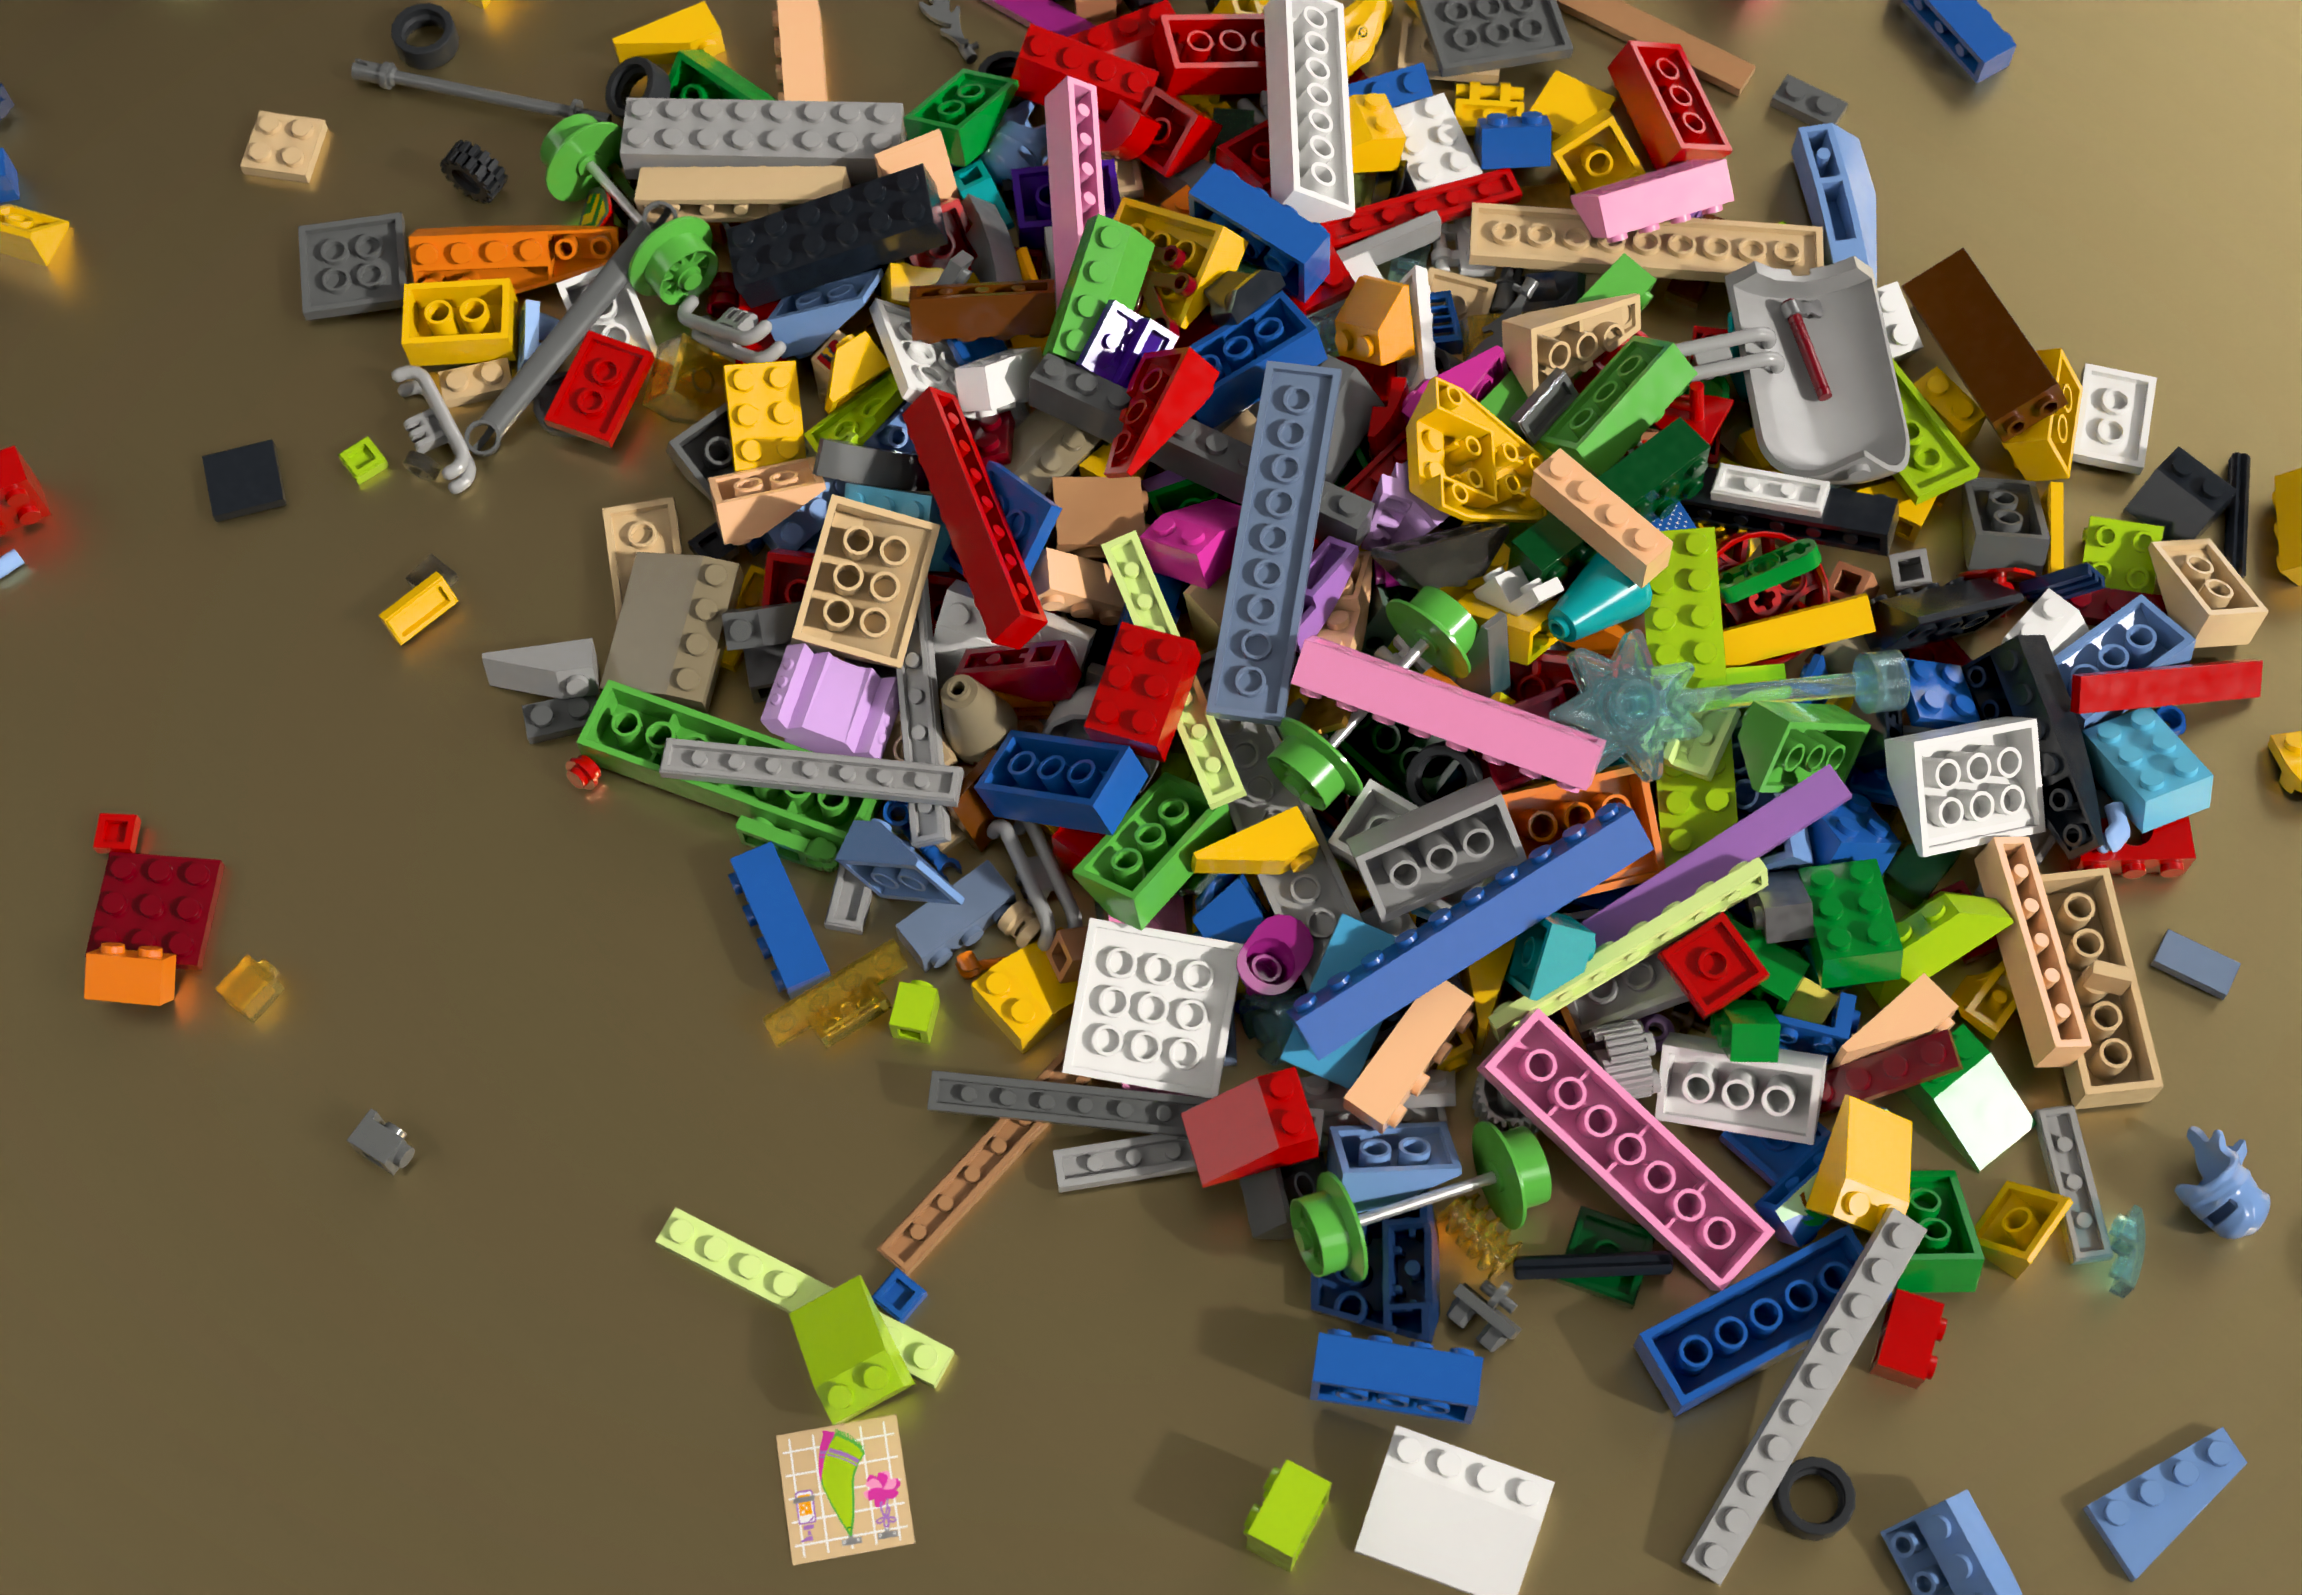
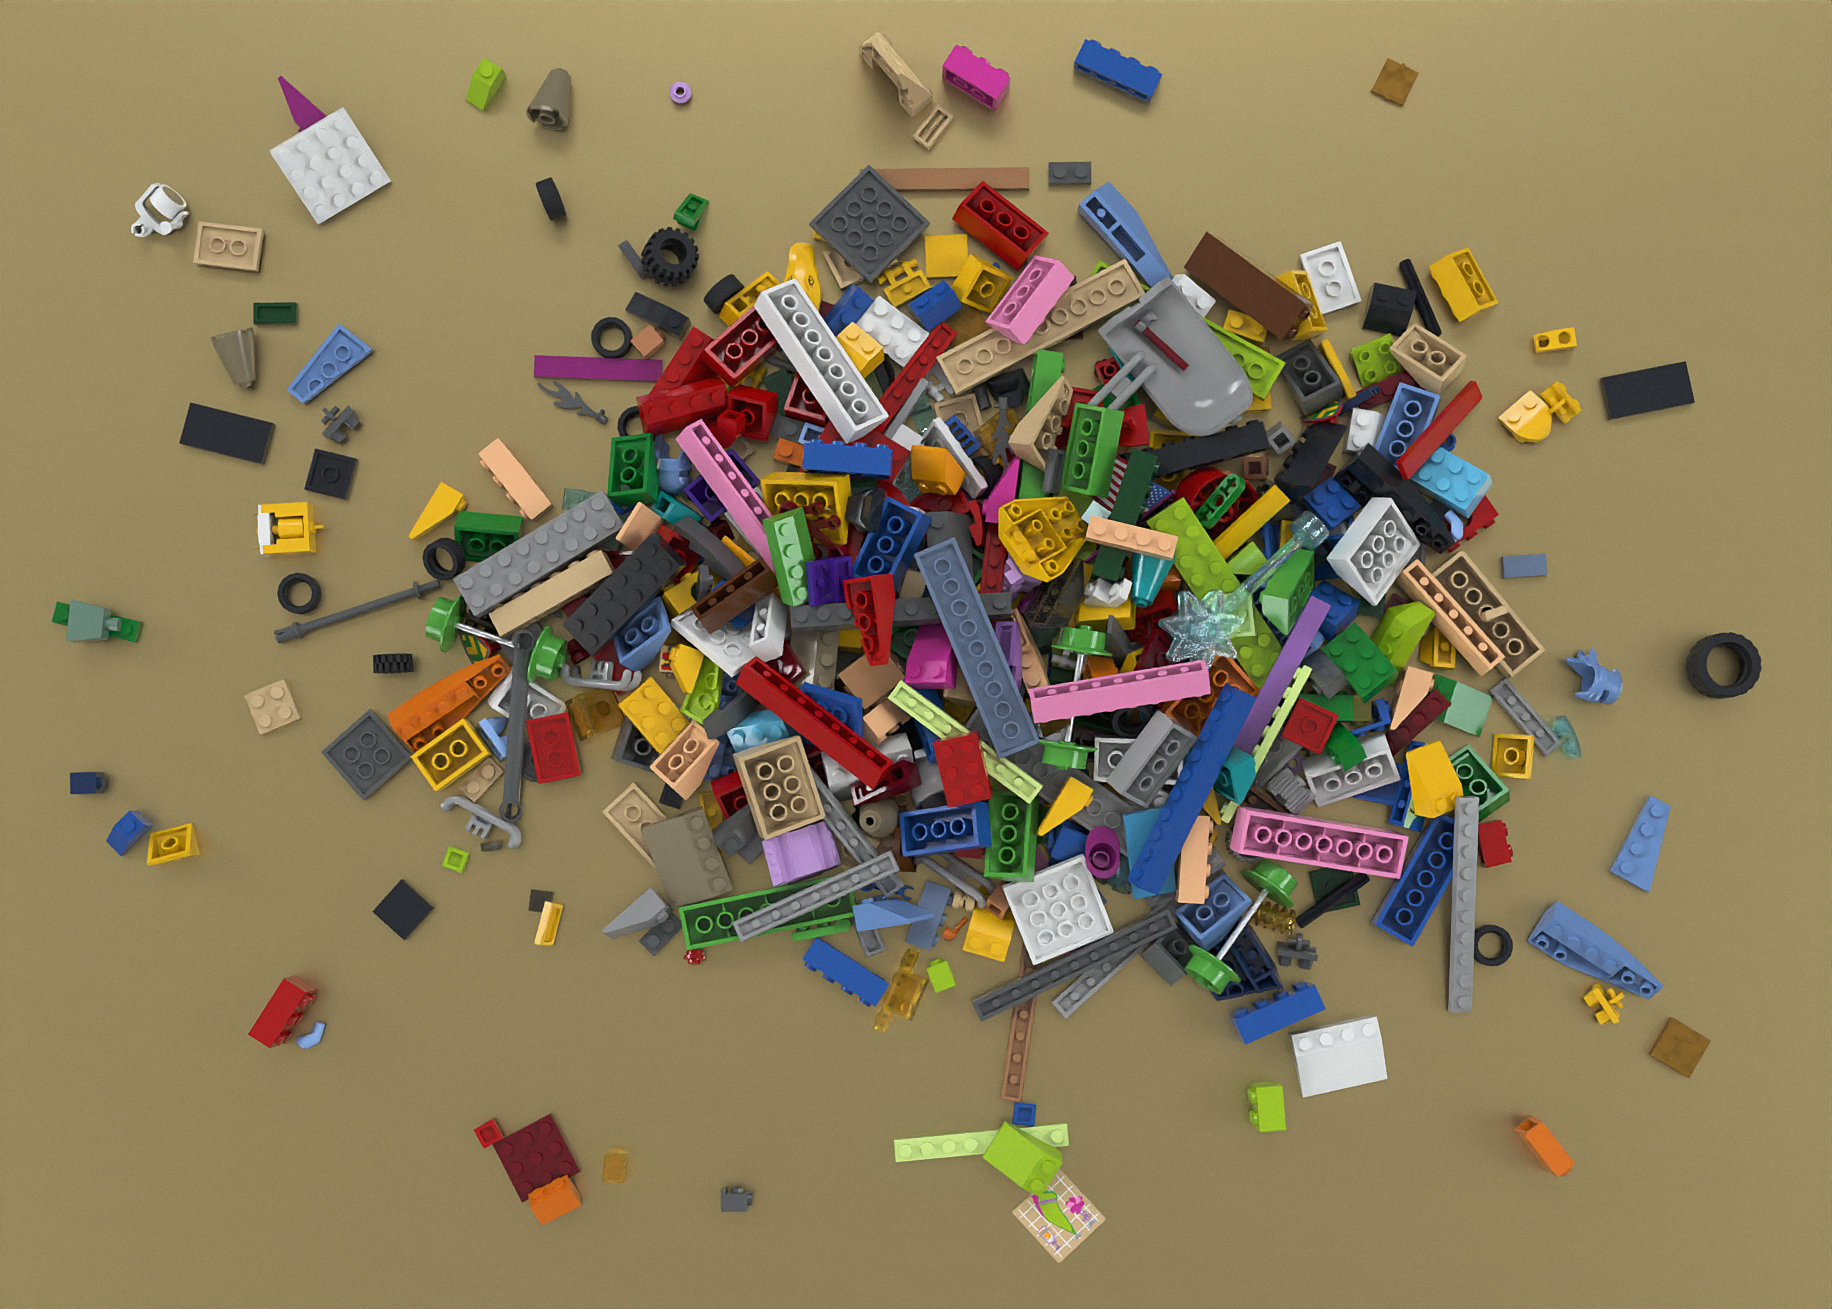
camera: 30 degrees left, 20 degrees up
(1251, 1128) = (1143, 943): red slope -> none
(1770, 490) = (1194, 450): white tile -> none

